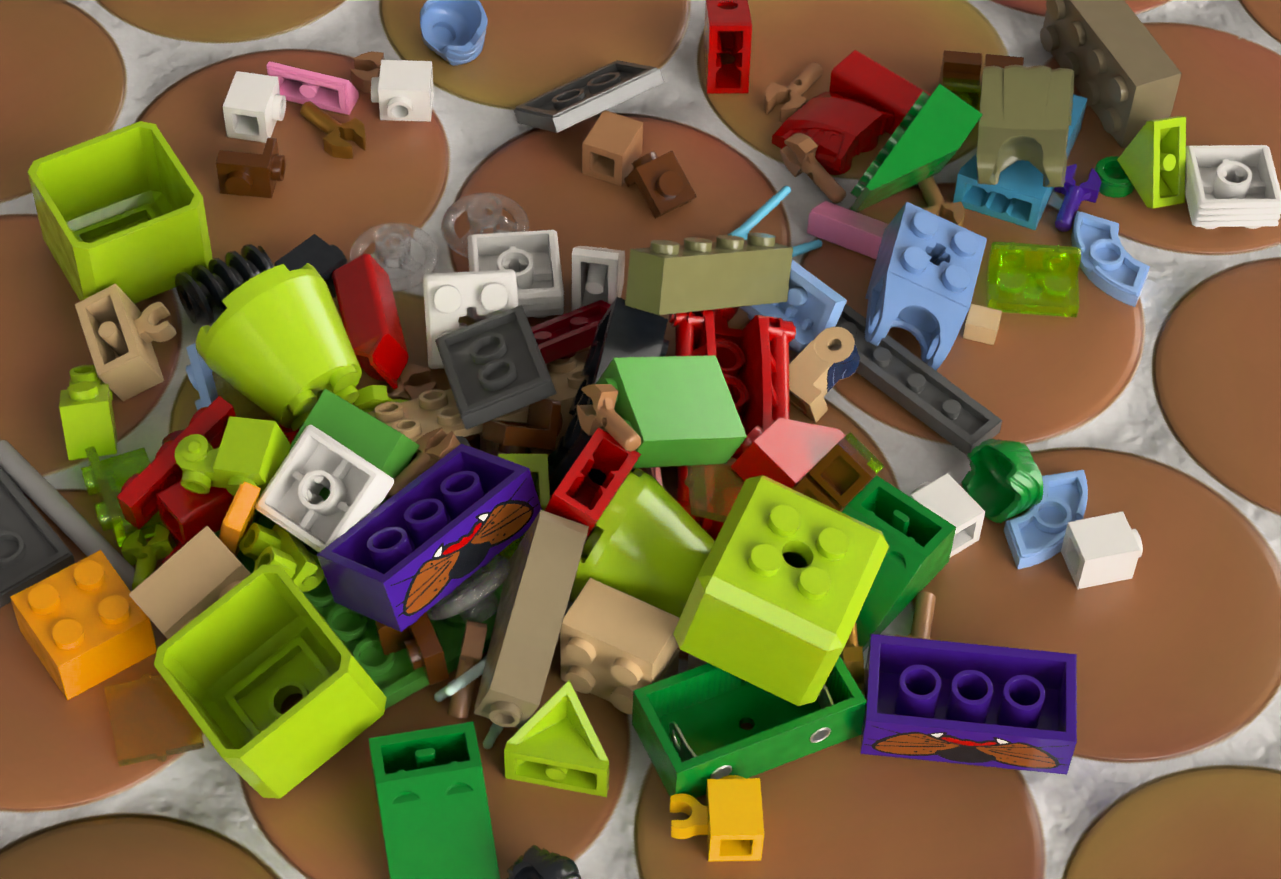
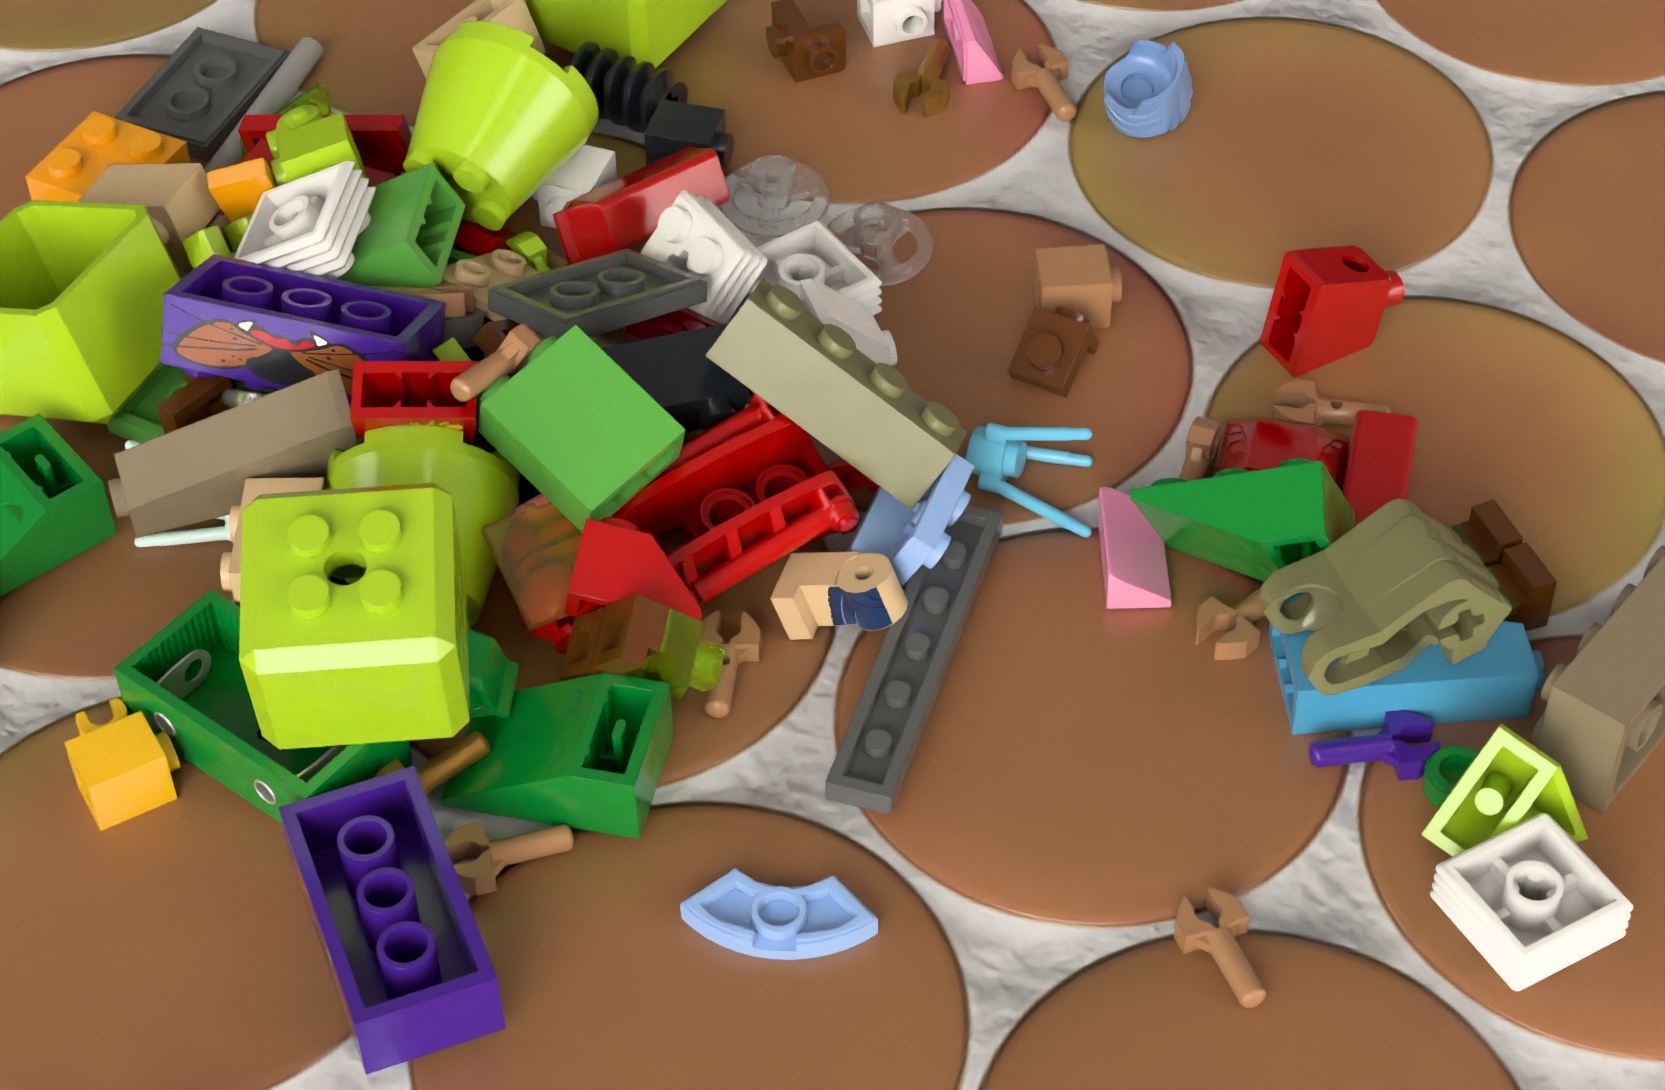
camera: 65 degrees right, 5 degrees down
(87, 414) = (369, 69): lime brick -> none
(404, 90) = (1019, 98): white brick -> none
(559, 748) = (141, 580): lime slope -> none
(588, 95) = (1131, 231): dark grey tile -> none
(923, 281) = (1030, 630): medium blue brick -> none
(954, 505) = (692, 800): white brick -> none
(982, 324) = (1063, 731): tan piece -> none
(1003, 479) = (790, 837): green hair -> none
(1033, 279) = (1179, 755): clear neon green bracket -> none
(1101, 549) = (741, 977): white brick -> none
(1106, 260) = (1290, 819): light blue tile -> none
(1174, 328) = (1232, 921): none -> medium nougat bar

